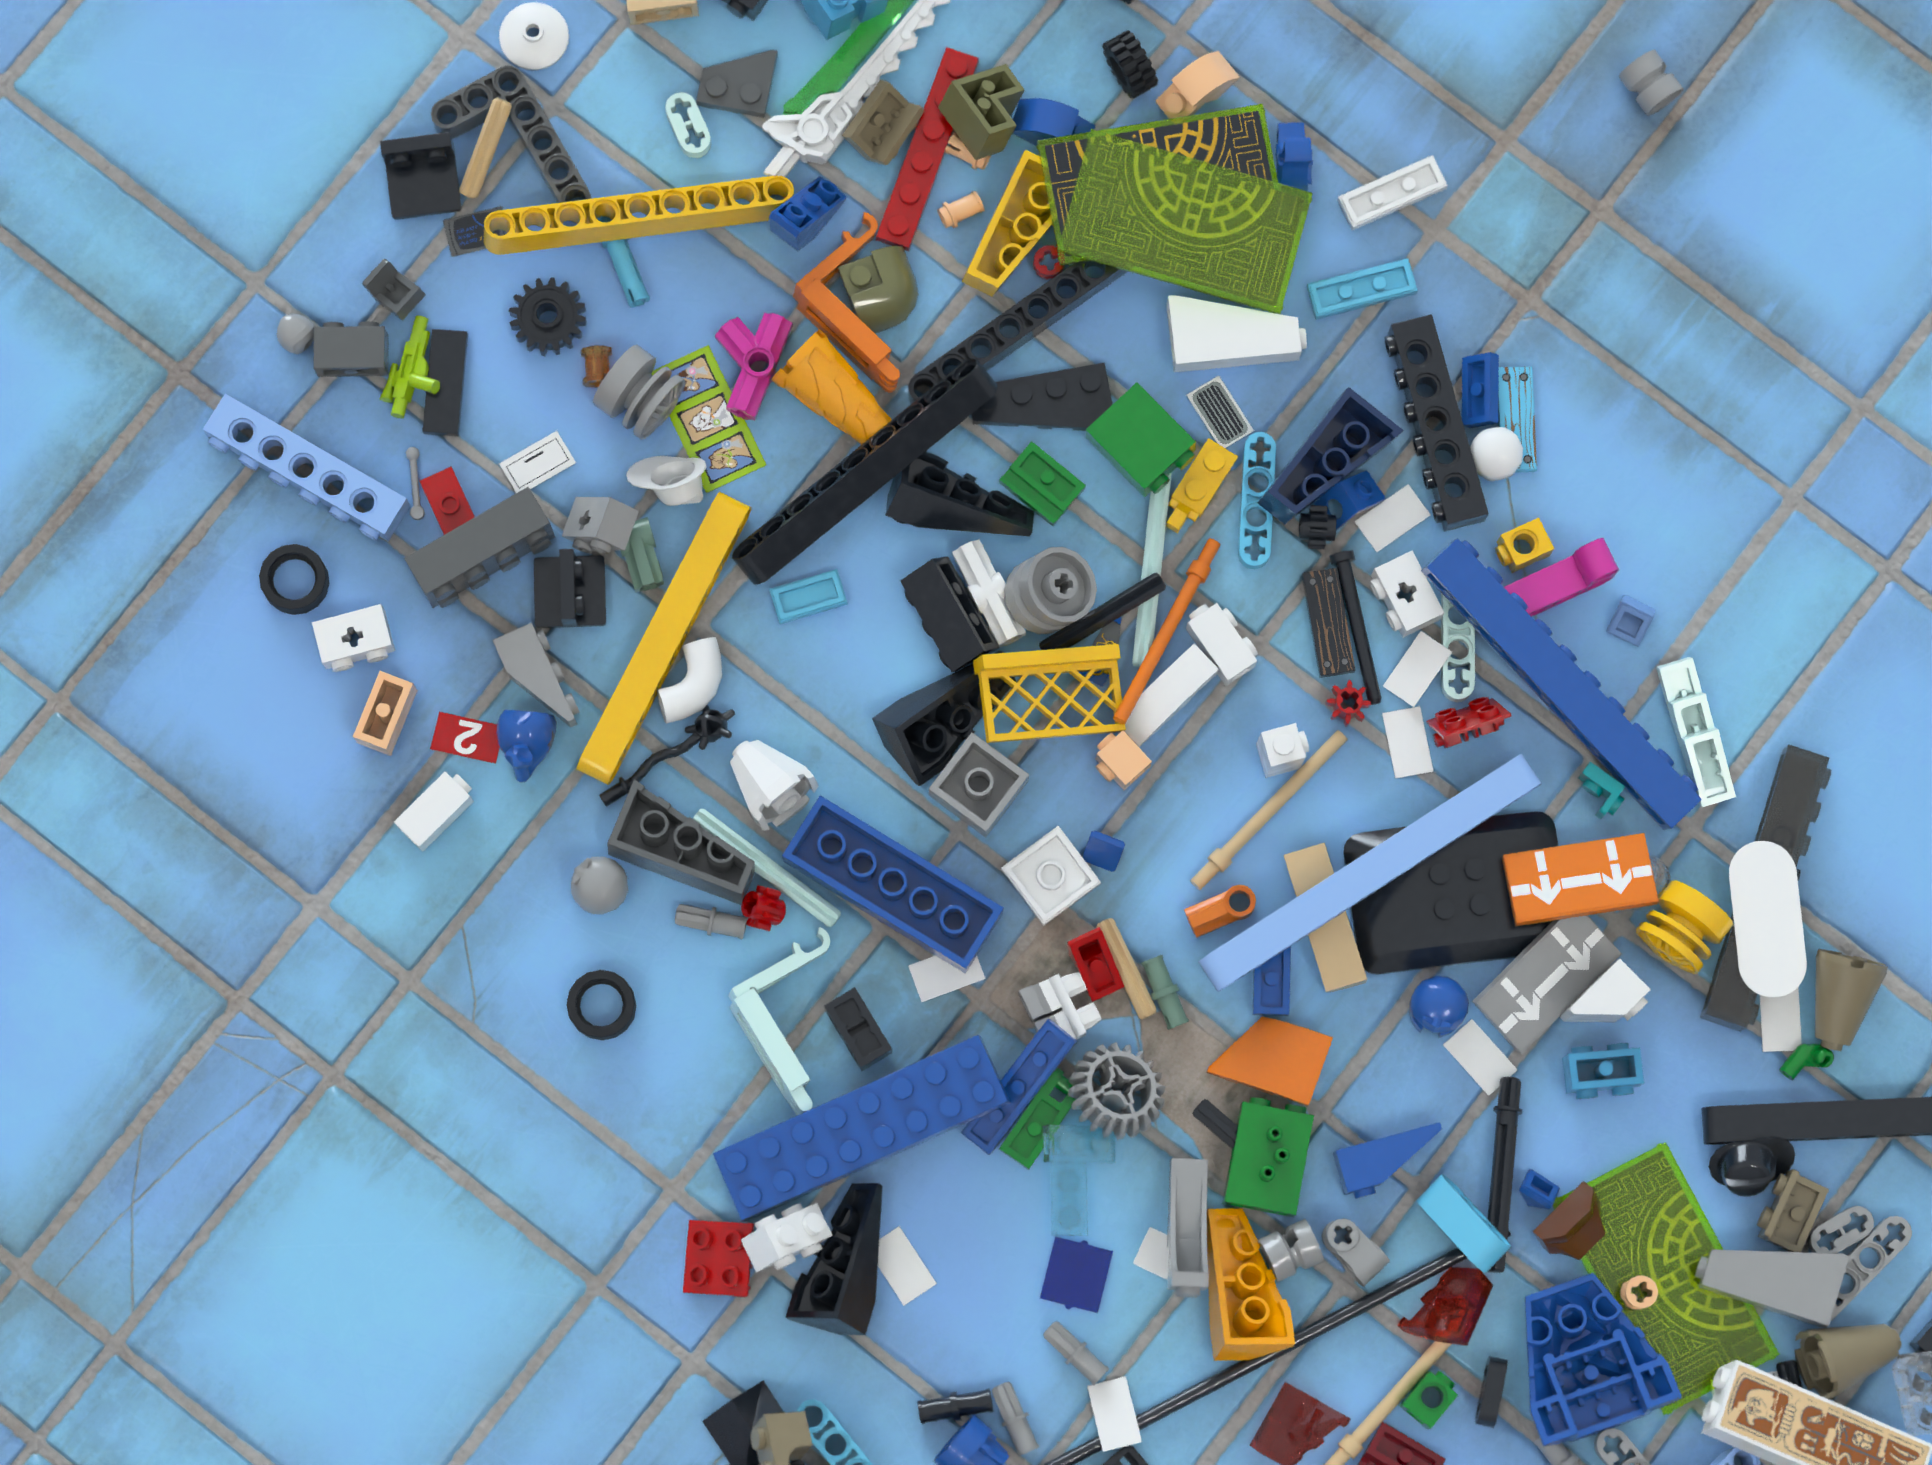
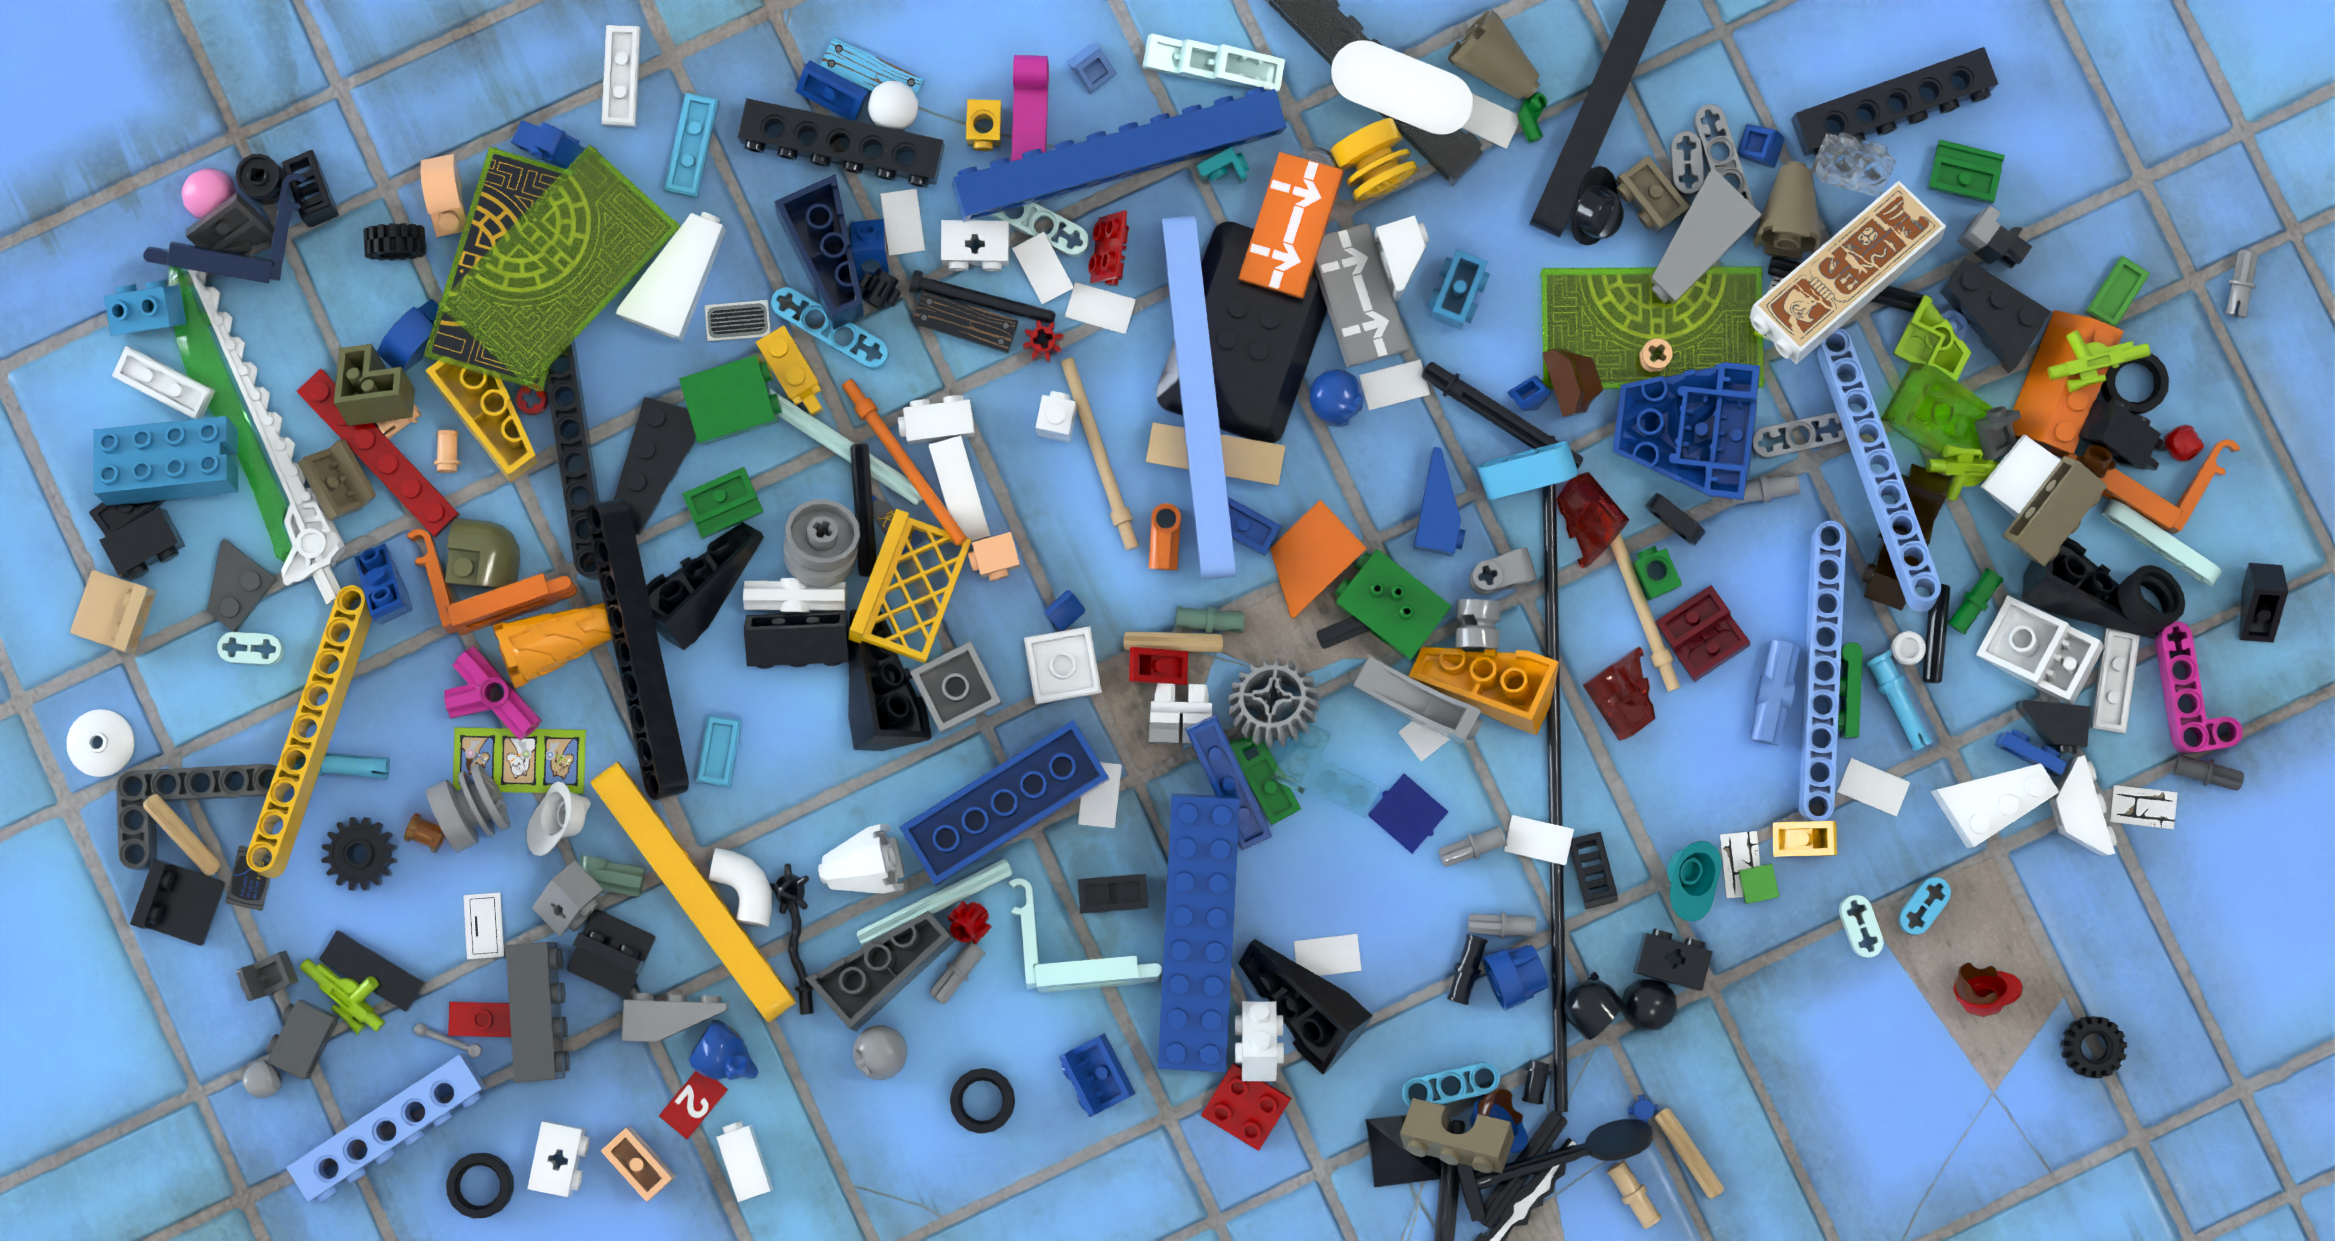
camera: 60 degrees left, 5 degrees up
(678, 1100) = (1096, 1075): none -> blue bracket
(1896, 1295) = (1761, 145): none -> blue slope

